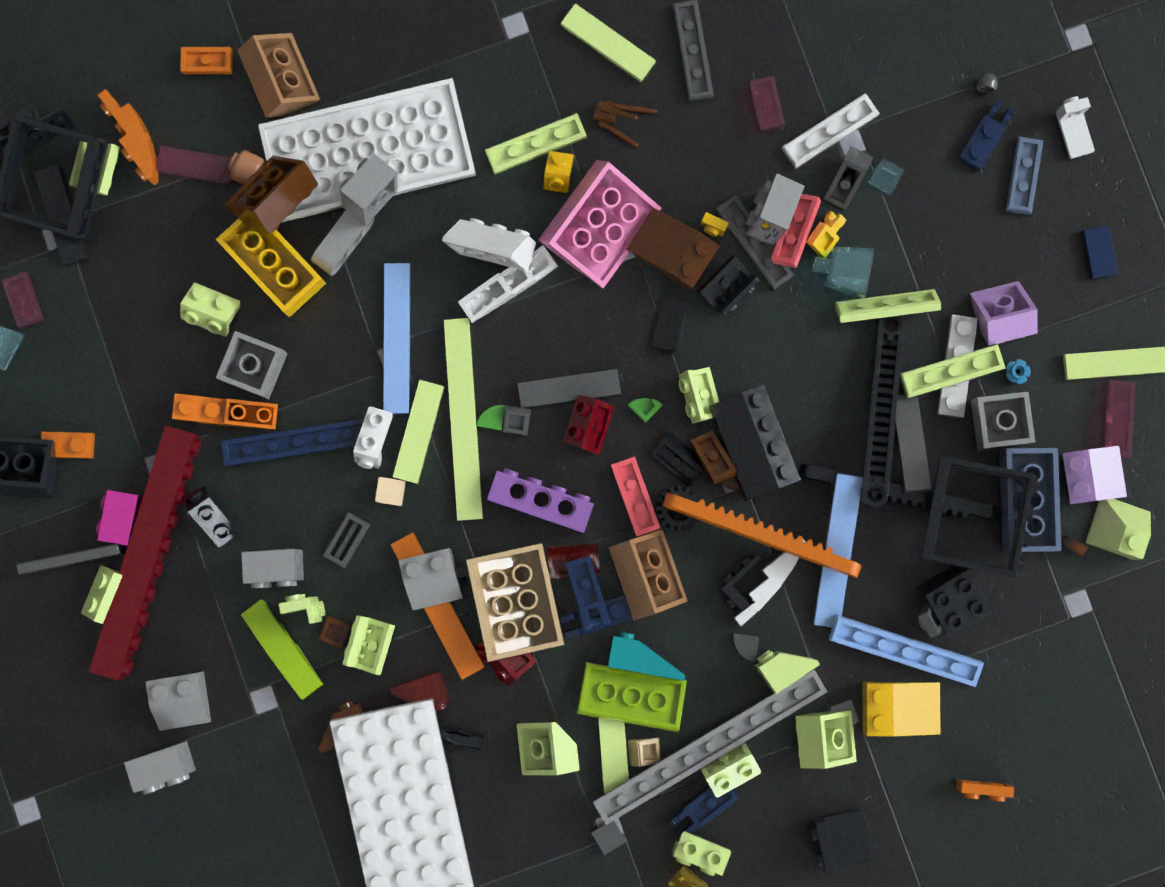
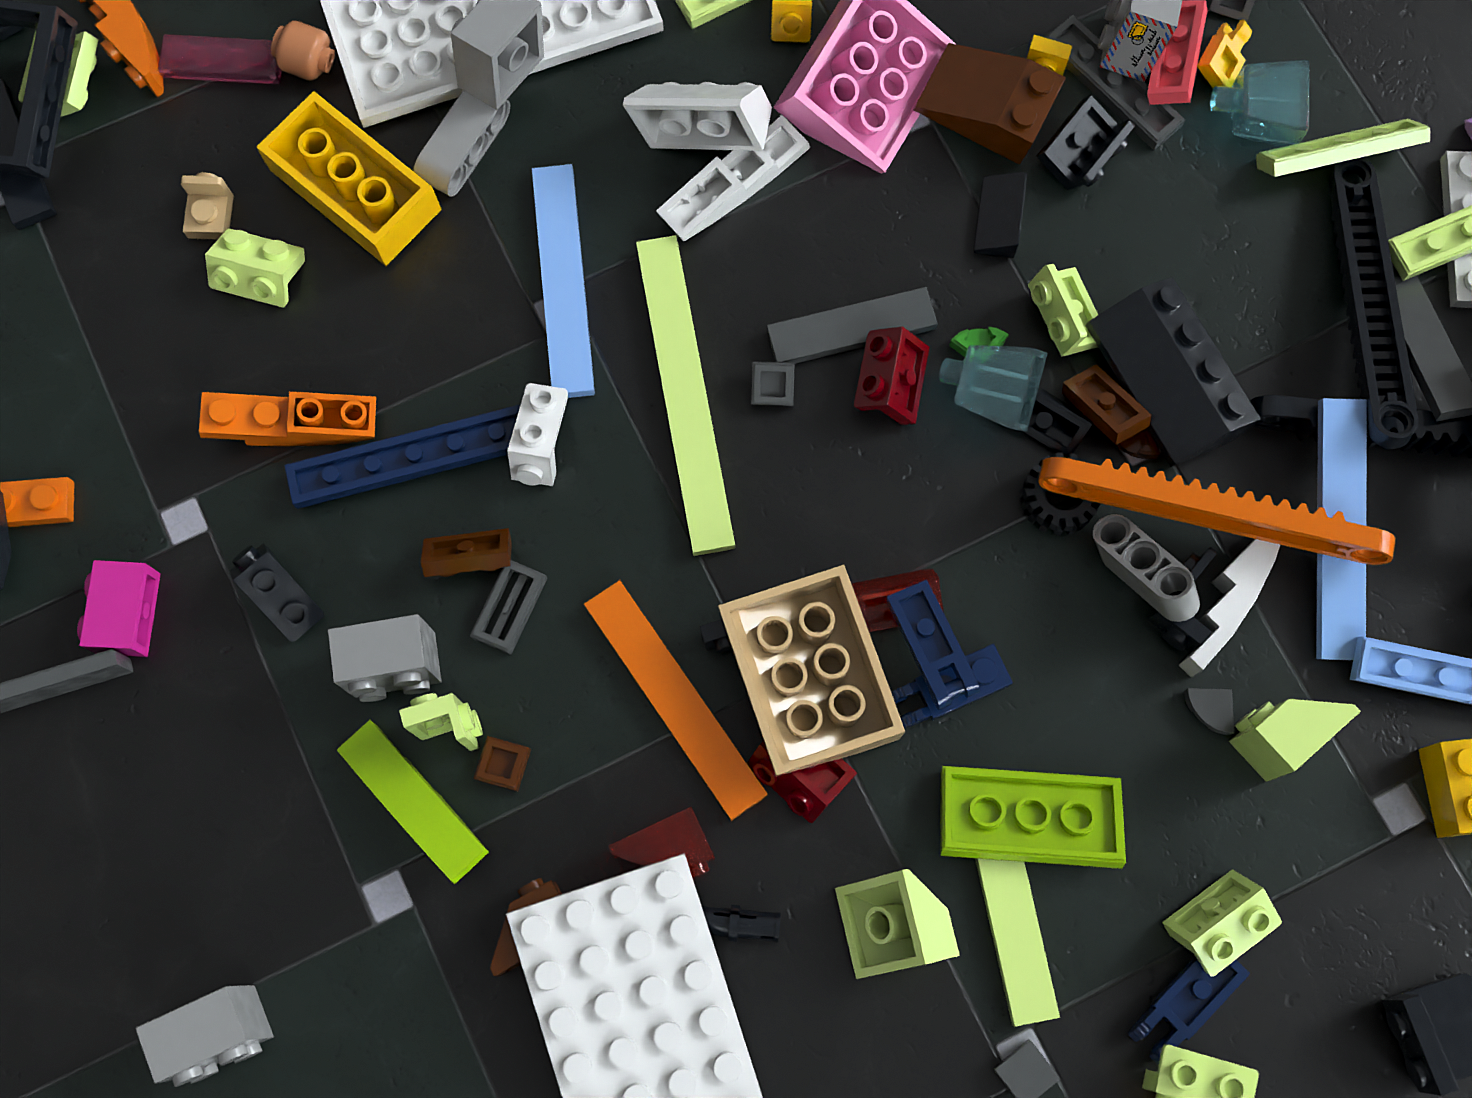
camera: 10 degrees left, 10 degrees down
(101, 594) = (93, 738): yellowish green bracket -> none
(145, 553) = (163, 669): dark red brick -> none
(179, 700) = (235, 911): light grey slope -> none
(182, 267) = (207, 206): none -> tan bracket
(251, 365) = (328, 338): light grey brick -> none
(272, 193) = (344, 69): reddish brown slope -> none
(324, 506) = (466, 553): none -> reddish brown plate
(368, 644) = (562, 776): yellowish green bracket -> none
(390, 491) = (574, 518): tan slope -> none
(418, 431) = (612, 420): yellowish green tile -> none
(430, 579) = (660, 648): light grey slope -> none
(492, 418) = (732, 385): bright green tile -> none
(505, 480) = (847, 523): medium lavender brick -> none
(635, 496) = (986, 482): coral plate -> none
(635, 656) = (1032, 745): teal slope -> none
(643, 751) = (1064, 913): tan slope -> none
(648, 574) = (1025, 605): medium nougat slope -> none
(649, 439) = (997, 382): none -> clear light blue torso
(709, 747) = (1177, 892): light grey plate -> none
(725, 570) = (1153, 583): none -> light grey beam
(825, 739) = (1379, 853): yellowish green slope -> none

